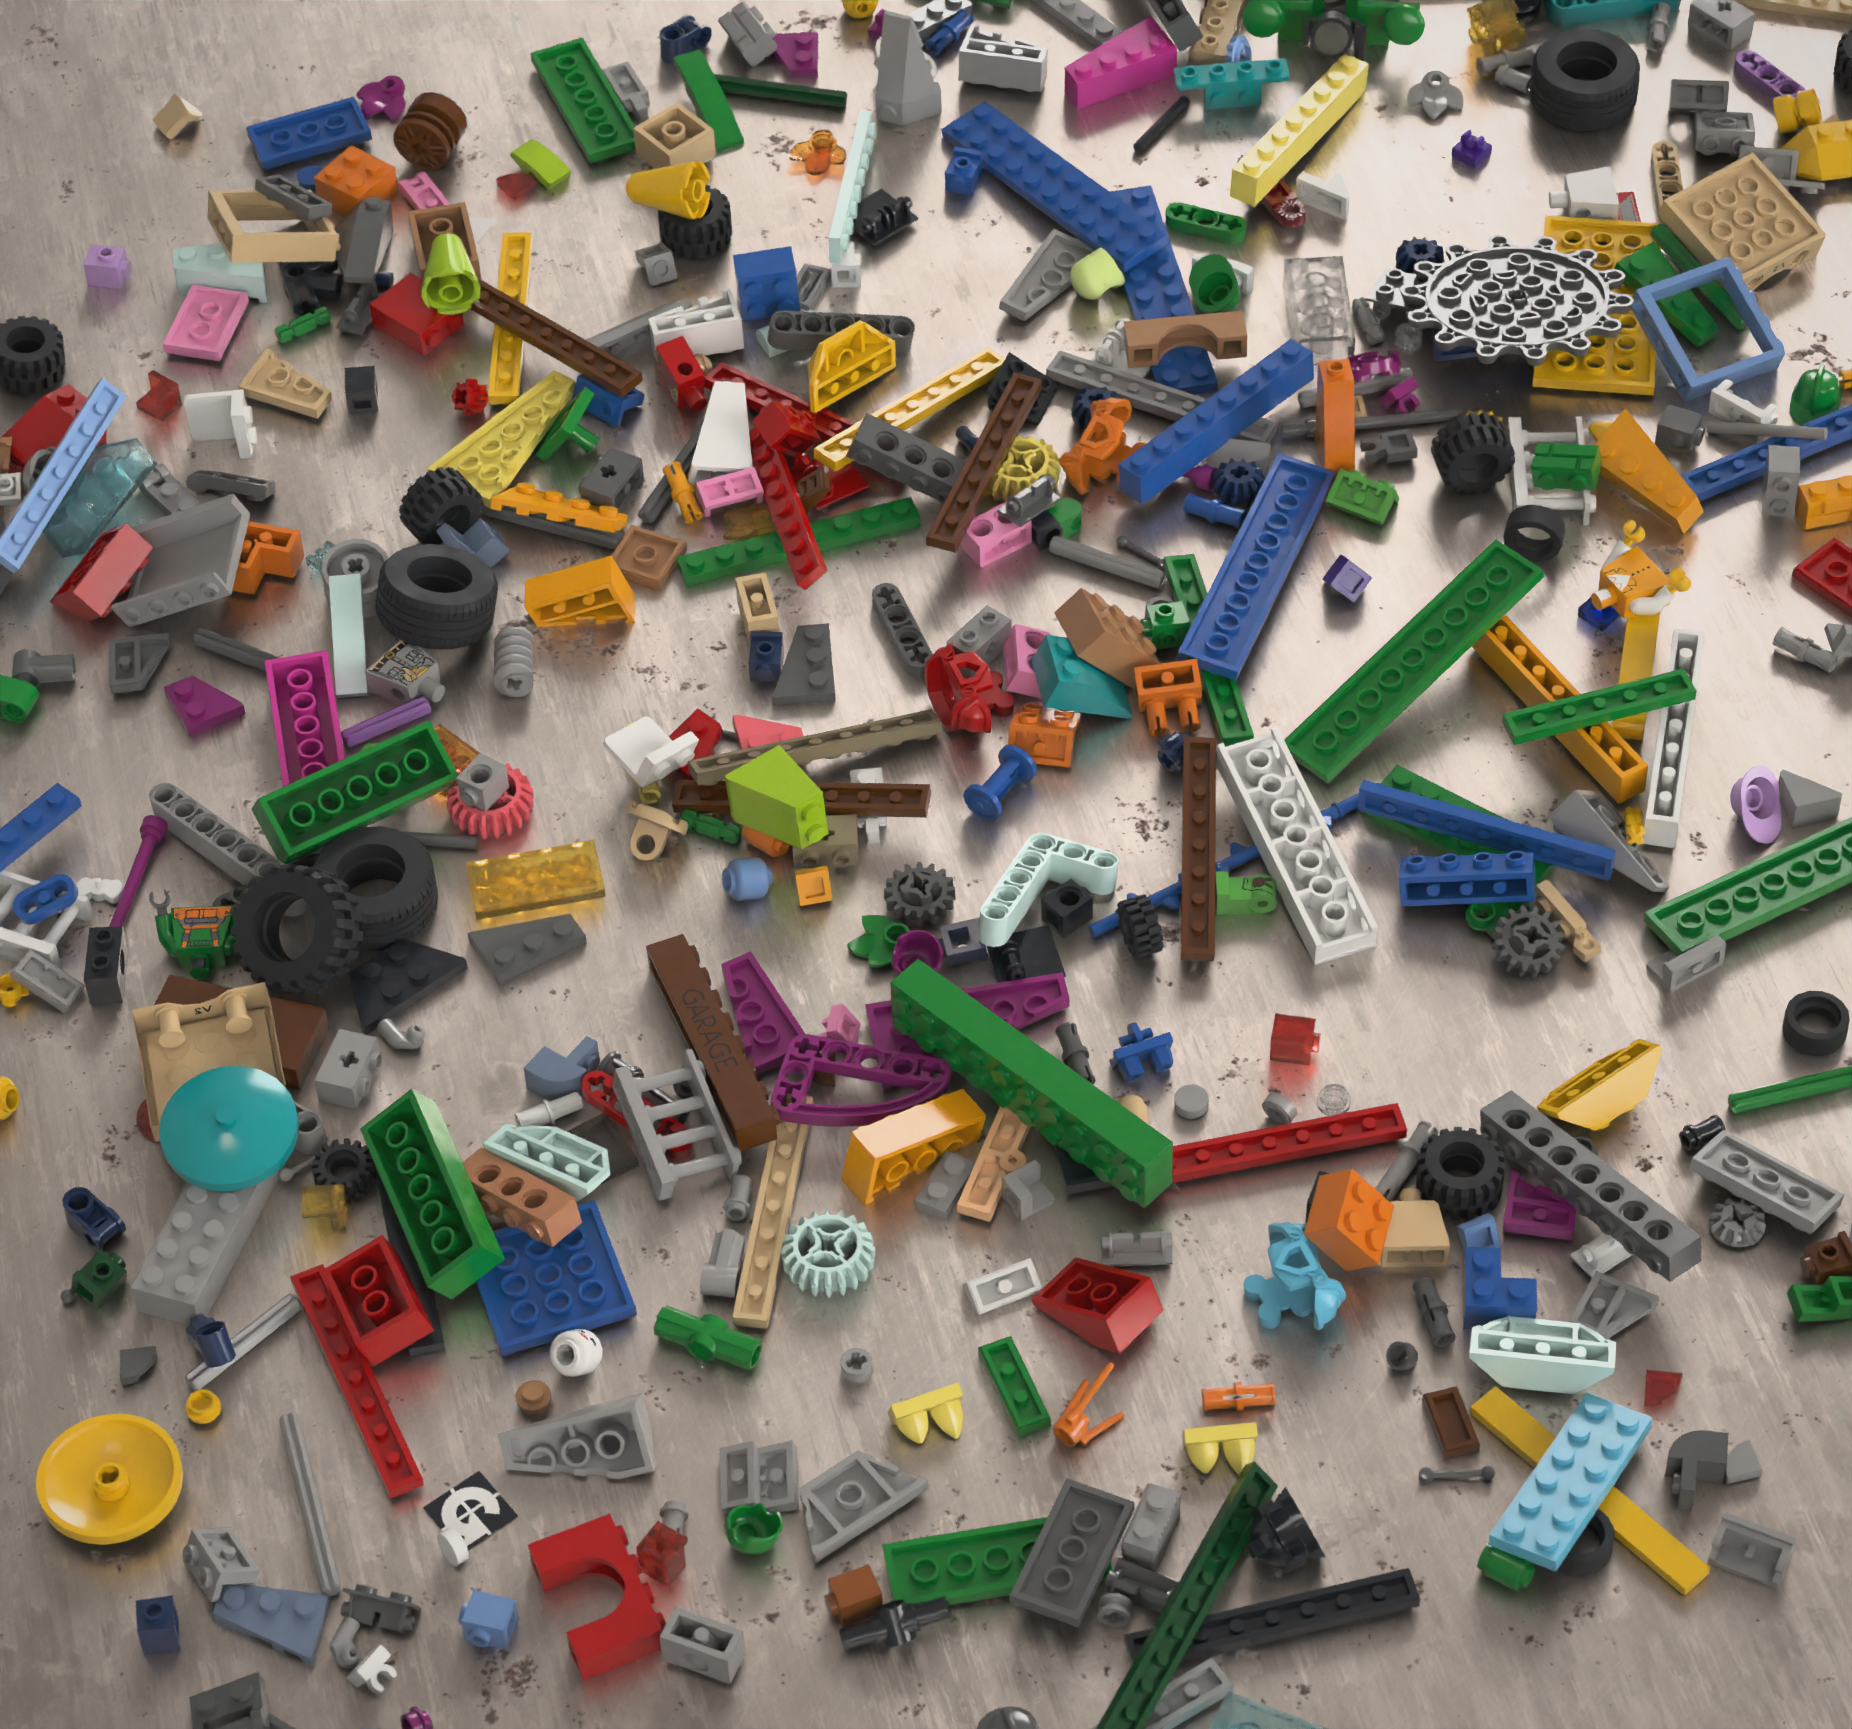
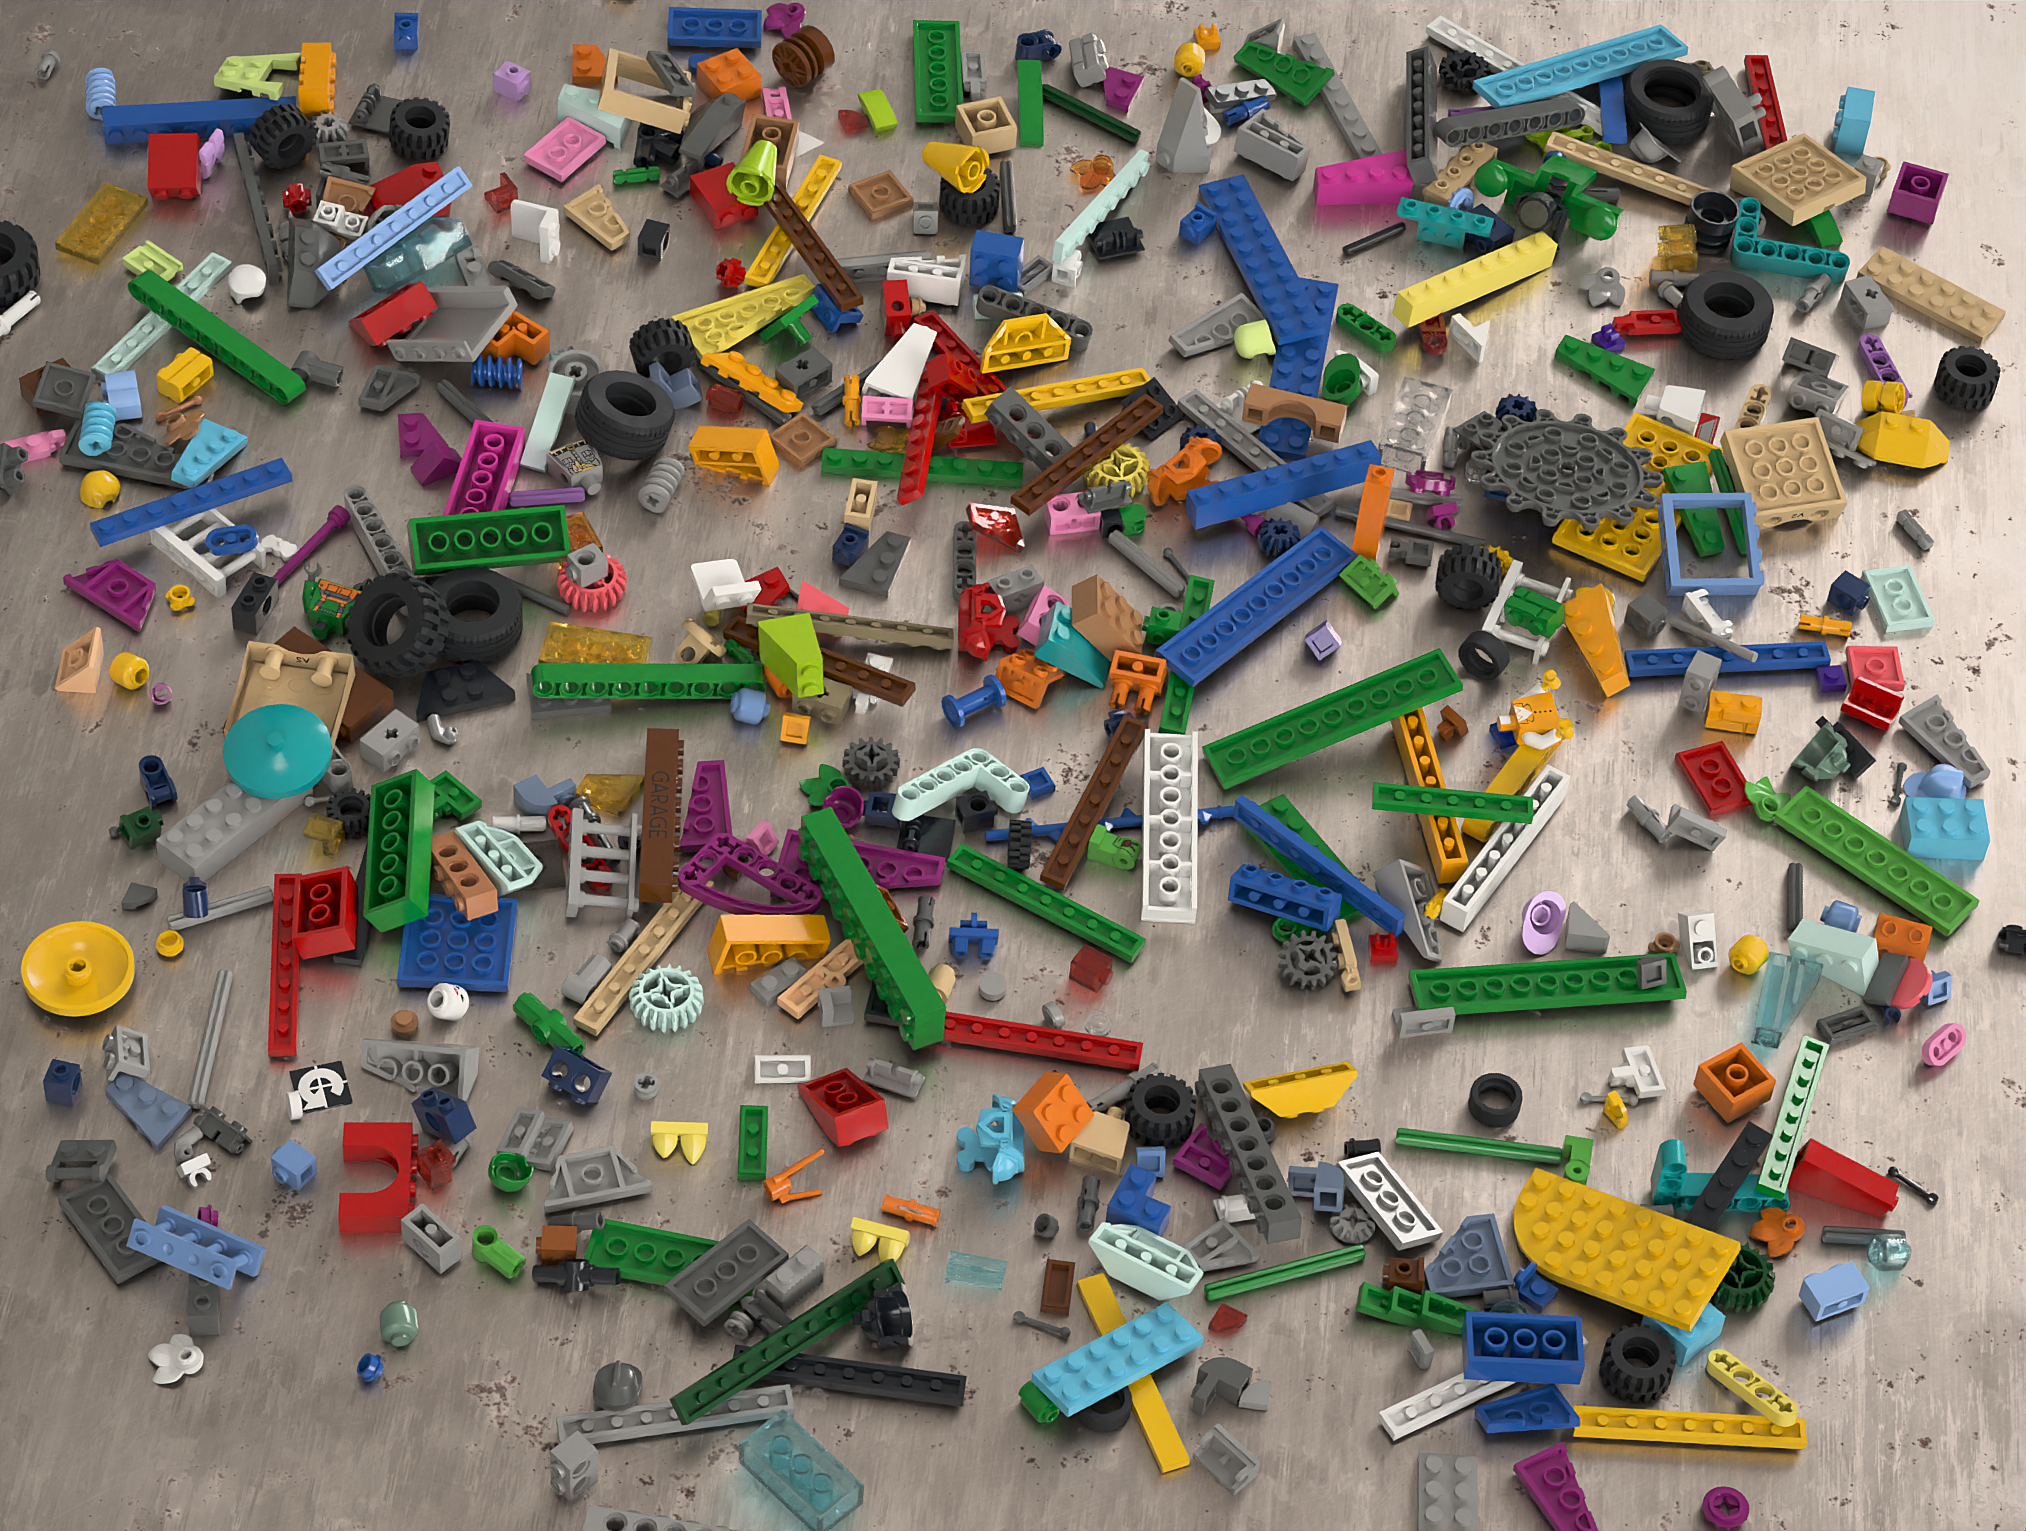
camera: 15 degrees right, 0 degrees up
(47, 981) = (207, 600): light grey plate -> none
(49, 1116) = (161, 699): none -> magenta hinge
(184, 220) = (588, 64): none -> orange wing
(238, 728) = (436, 463): none -> magenta slope
(259, 598) = (497, 372): none -> blue piece
(459, 1106) = (453, 797): none -> green hinge
(536, 540) = (725, 398): none -> clear red brick
(592, 255) = (881, 195): none -> medium nougat tile
(612, 892) = (644, 680): none -> green beam
(635, 1035) = (611, 791): none -> clear yellow wing
(643, 1490) = (443, 1115): none -> dark blue brick
(738, 212) = (1008, 196): none -> dark grey axle
(772, 1373) = (577, 1070): none -> dark blue brick
(788, 1632) = (497, 1253): none -> bright green piece
(870, 1555) = (583, 1221): none -> dark grey axle
(920, 575) = (997, 524): none -> clear red wing
(1121, 846) = (1039, 782): none -> blue tile
(1201, 982) = (1046, 903): none -> green plate
(1214, 510) = (1248, 552): blue pin -> none
(1300, 77) = (1500, 235): none -> dark blue brick
(1350, 1443) = (975, 1274): none -> clear light blue tile
(1493, 178) = (1616, 371): none -> green wing
(1505, 115) = (1648, 322): none -> red hinge
(1538, 620) = (1451, 724): none -> dark orange tile
(1598, 898) = (1382, 948): none -> red tile
(1687, 1188) = (1322, 1183): none -> sand blue brick
(1693, 1307) = (1284, 1272): none -> green axle
(1815, 395) = (1772, 625): green piece -> none

